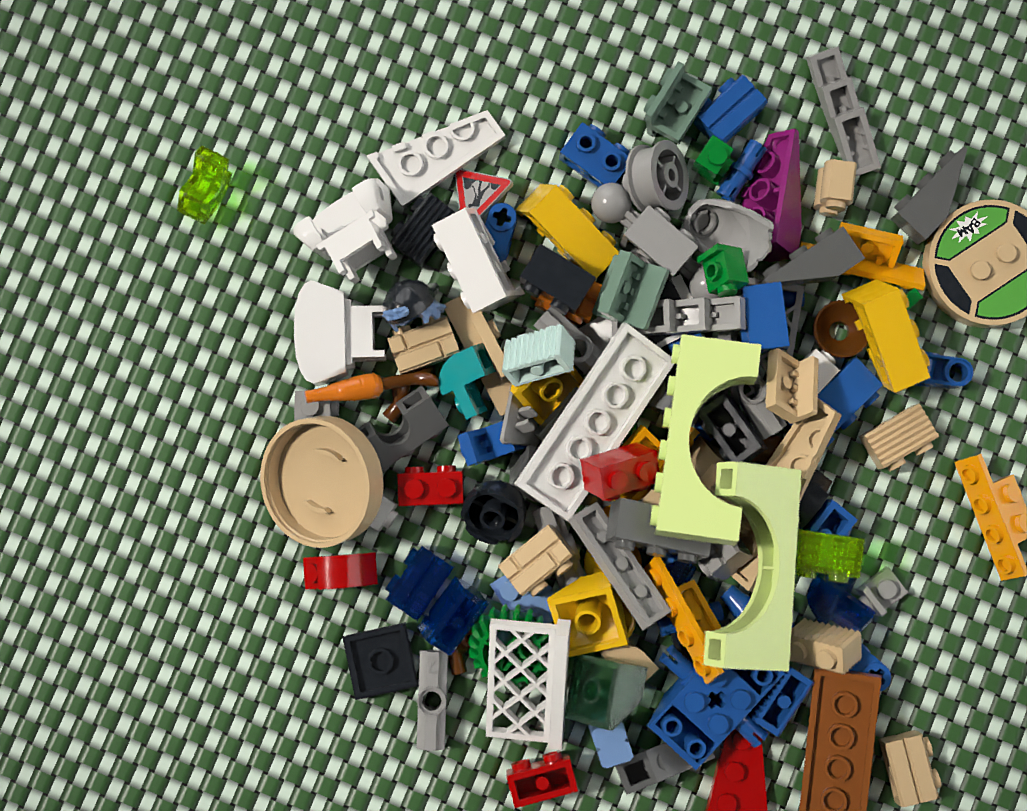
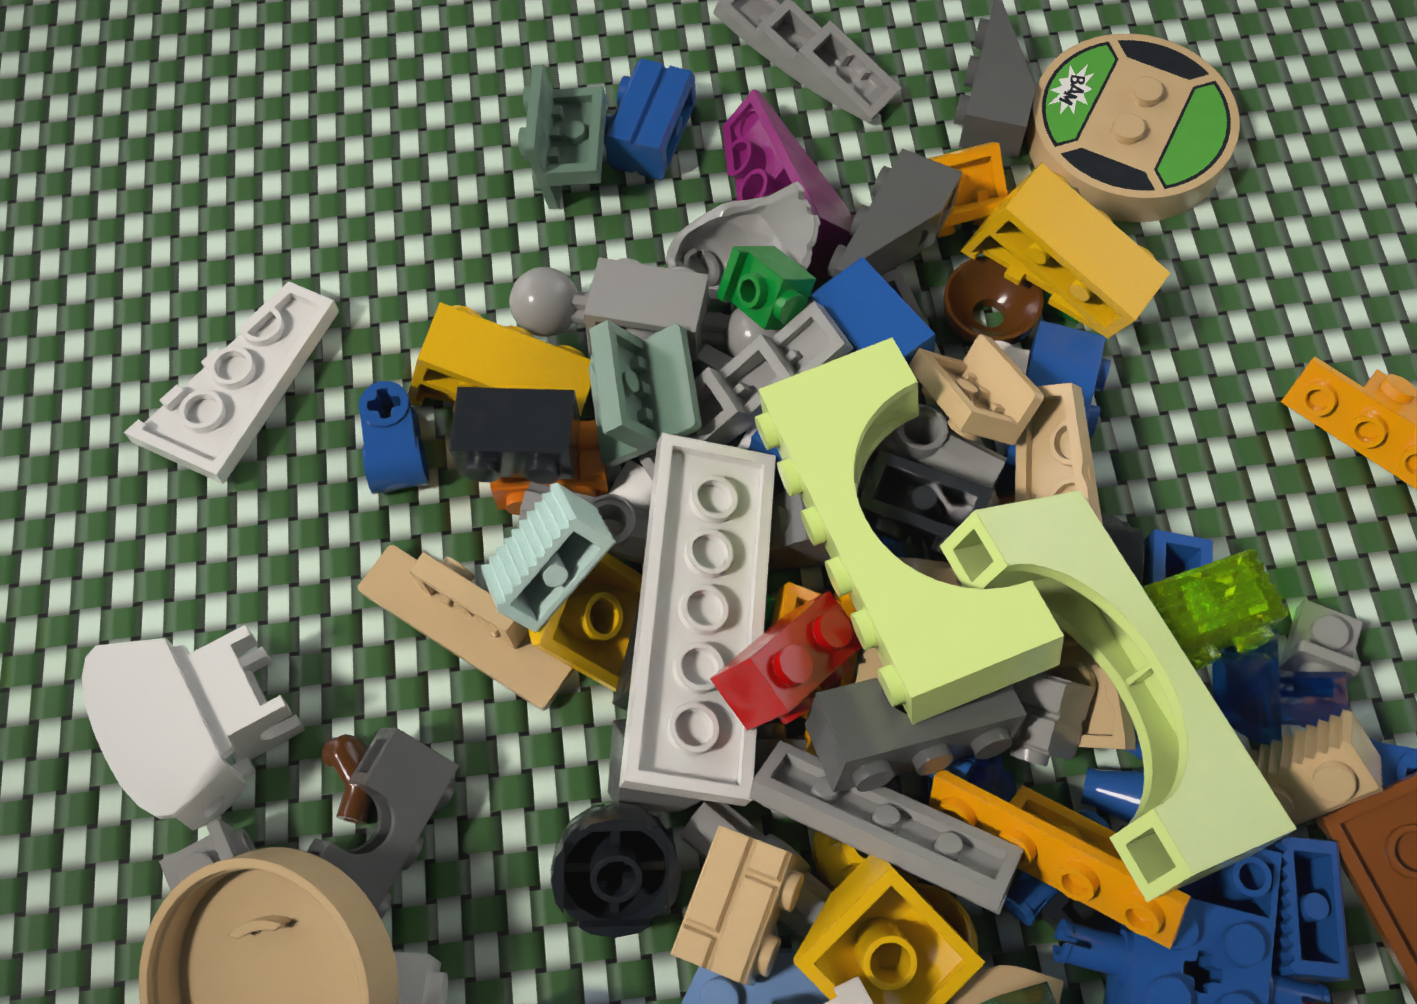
camera: 25 degrees left, 20 degrees down
(351, 228) = (147, 547): white piece -> none
(370, 386) = (280, 777): orange piece -> none
(411, 300) = (294, 603): black hair -> none
(416, 236) = (271, 492): black brick -> none
(423, 345) = (353, 664): tan brick -> none
(430, 488) = (481, 893): red brick -> none
(460, 374) = (438, 672): teal brick -> none
(474, 261) = (370, 481): white wedge -> none
(480, 190) = (330, 398): piece -> none
(485, 445) = (552, 753): blue brick -> none
(519, 424) = (575, 696): light grey piece -> none
(594, 156) = (482, 262): blue brick -> none
(656, 176) = (588, 224): light grey wheel -> none
(714, 160) = (664, 185): green brick -> none
(741, 170) = (713, 177): blue pin -> none
(835, 187) = (856, 124): tan brick -> none
(898, 437) = (1179, 404): tan brick -> none
(939, 371) = (1178, 293): blue piece -> none

